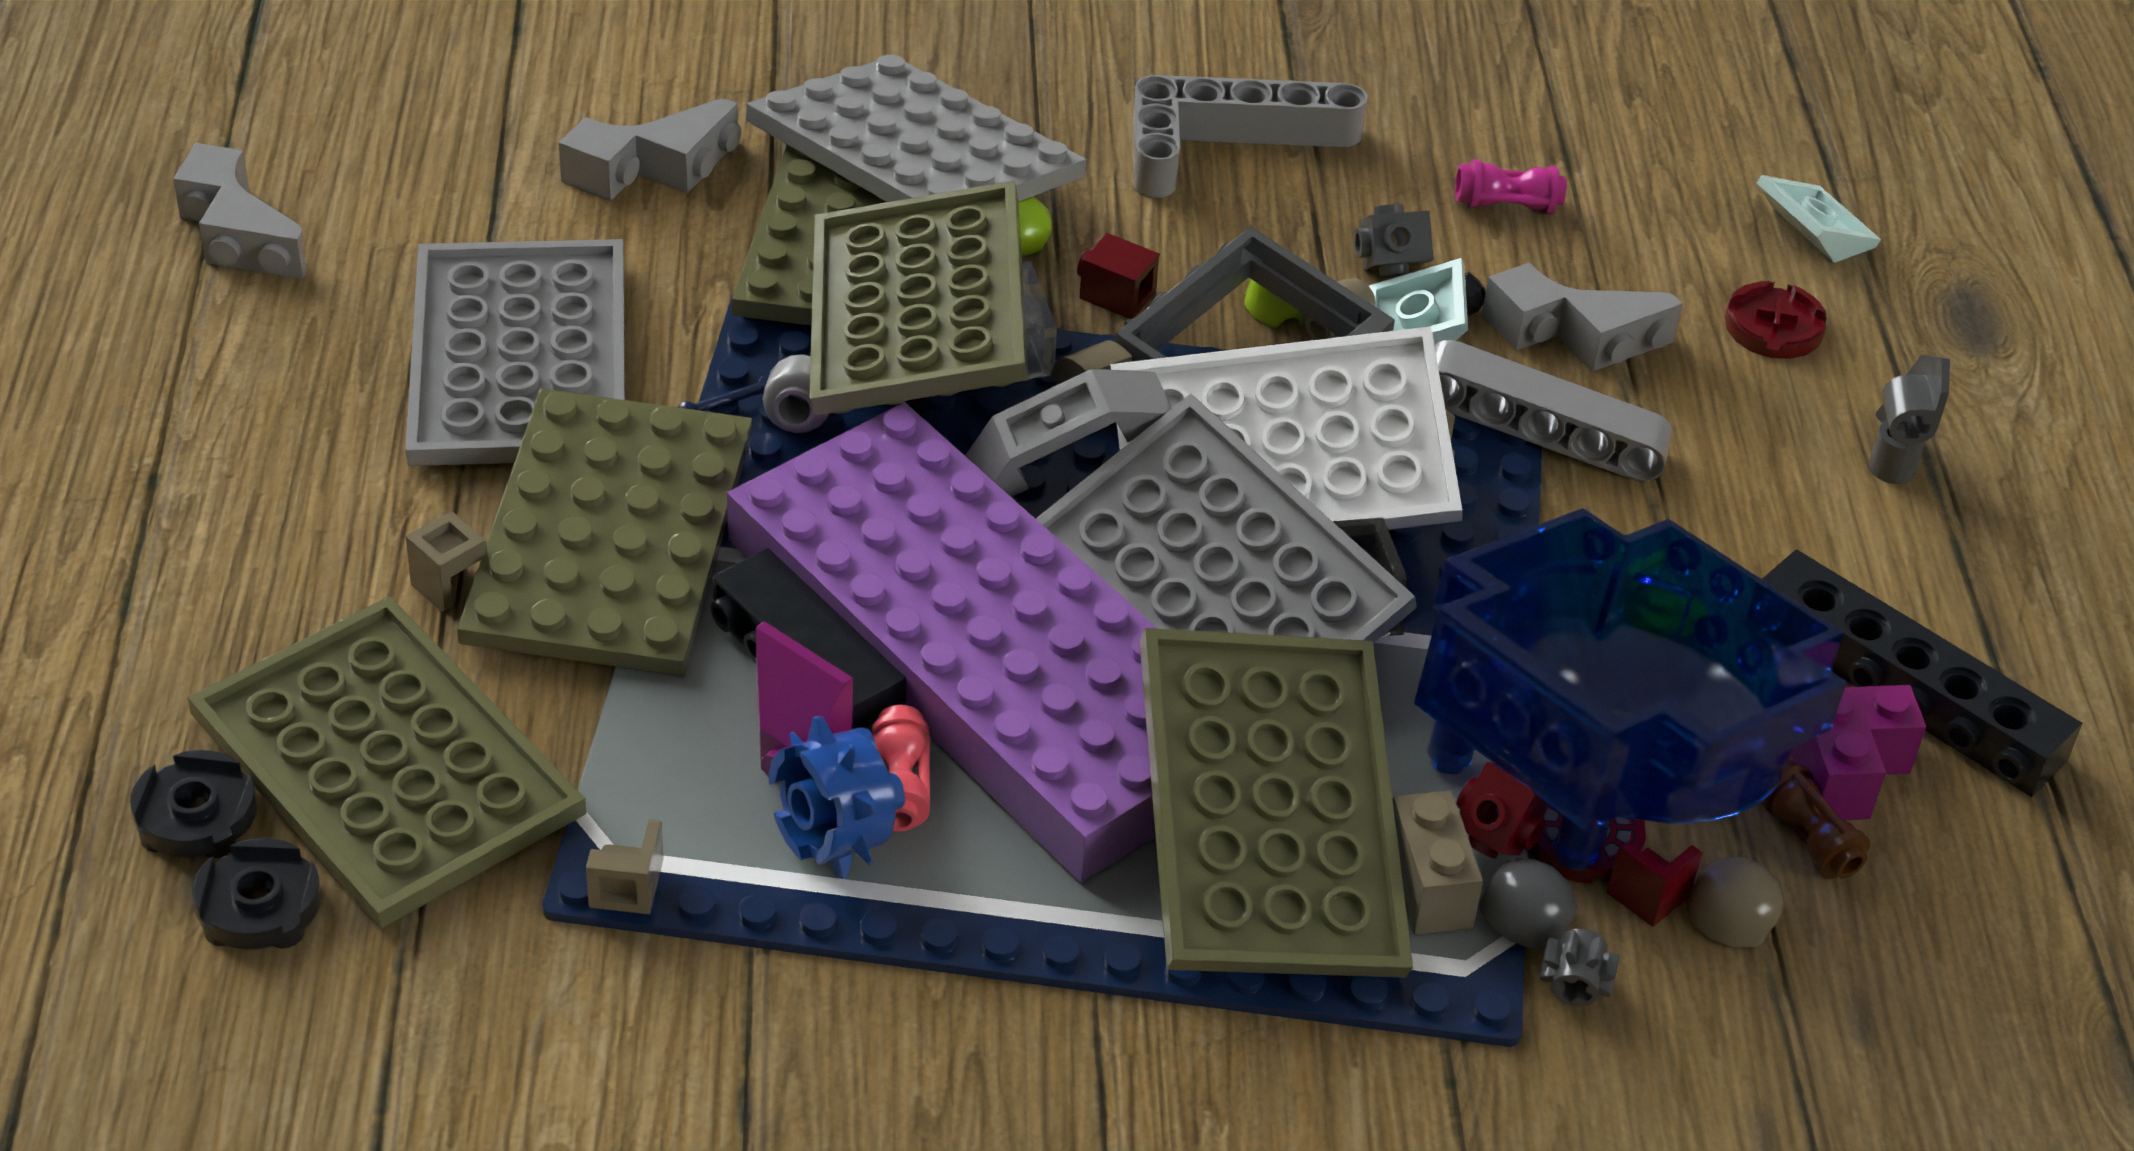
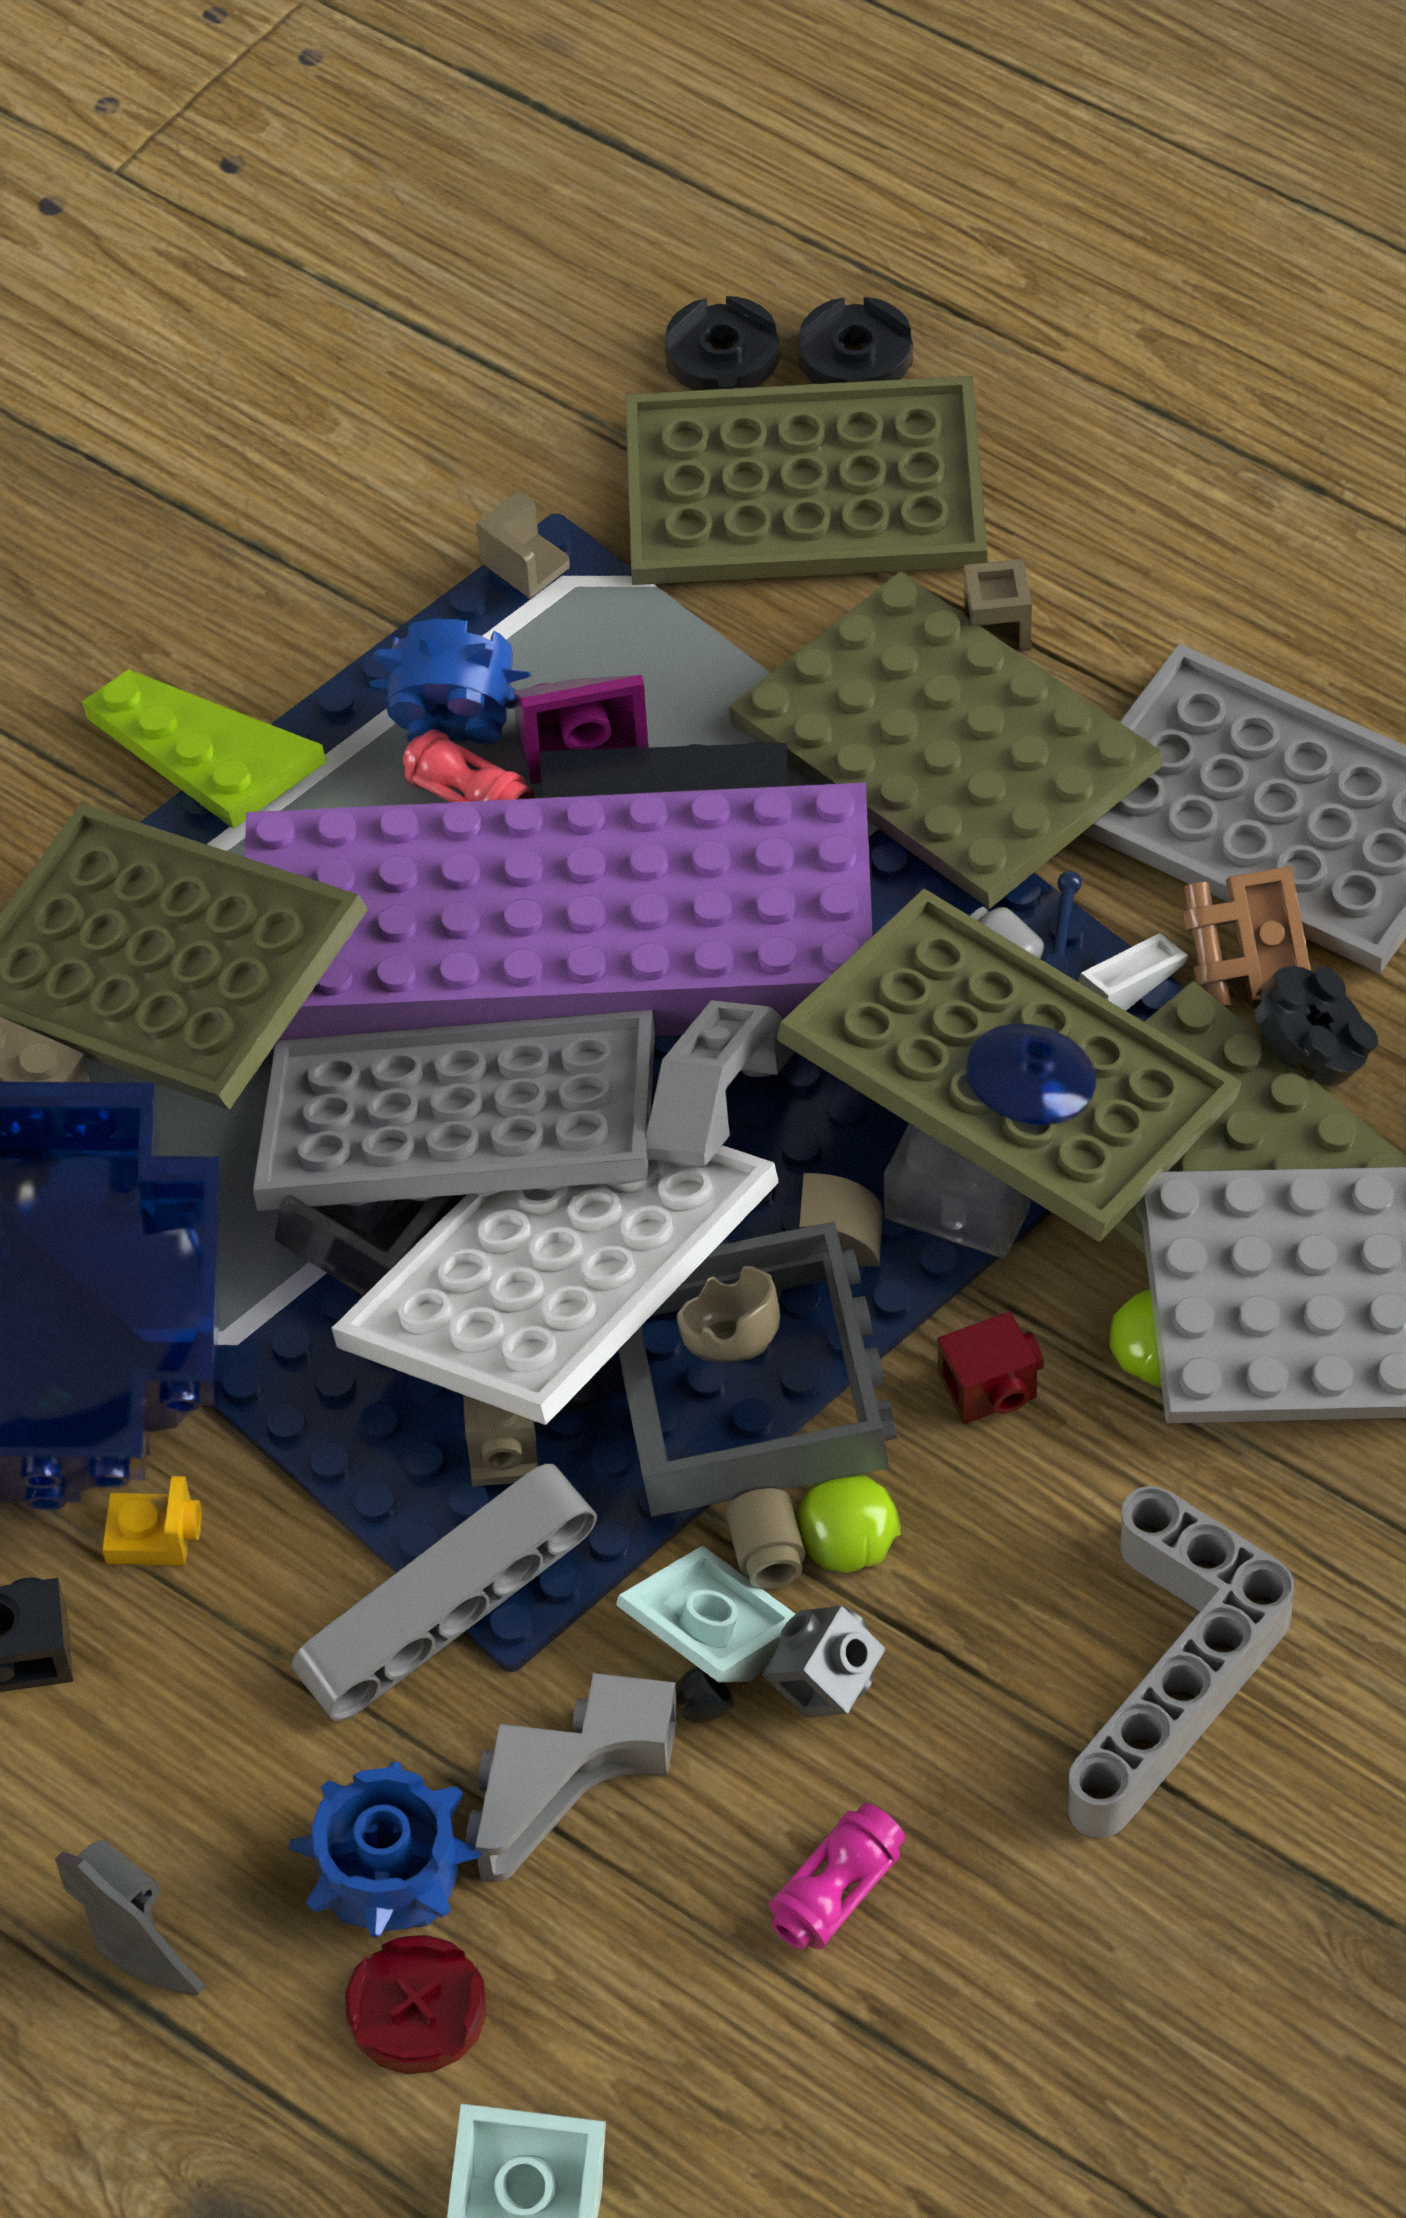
camera: 135 degrees right, 10 degrees up
(670, 296) = (1265, 925): none -> medium nougat plate
(710, 236) = (1314, 1023): none -> black plate
(752, 340) = (1134, 971): none -> white piece
(927, 266) = (1031, 1074): none -> clear blue dish
(1014, 965) = (202, 747): none -> lime wing
(1253, 310) = (731, 1319): none -> dark tan hair
(1725, 350) = (385, 1850): none -> blue brick

